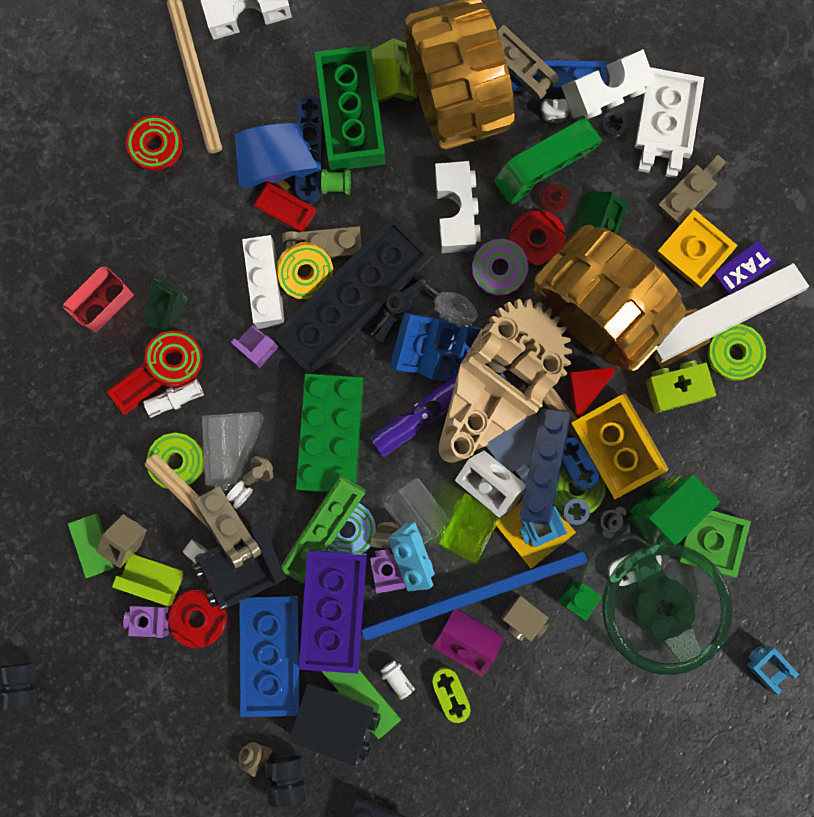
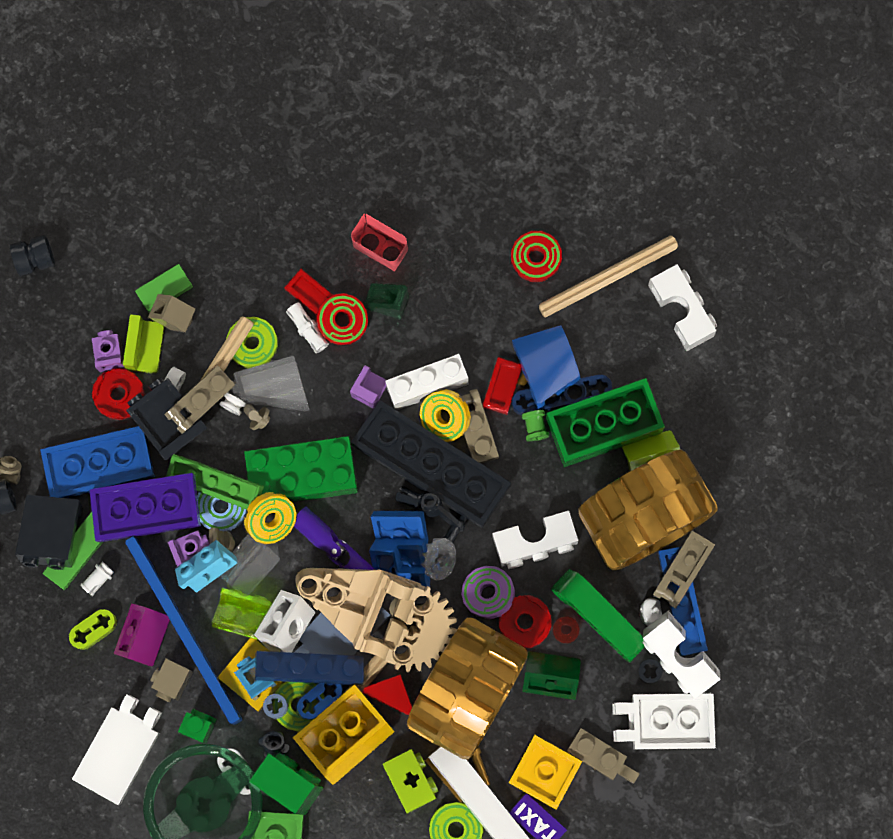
camera: 80 degrees right, 5 degrees down
(384, 466) = (281, 524): none -> yellow tile
(588, 691) = (118, 751): none -> white tile

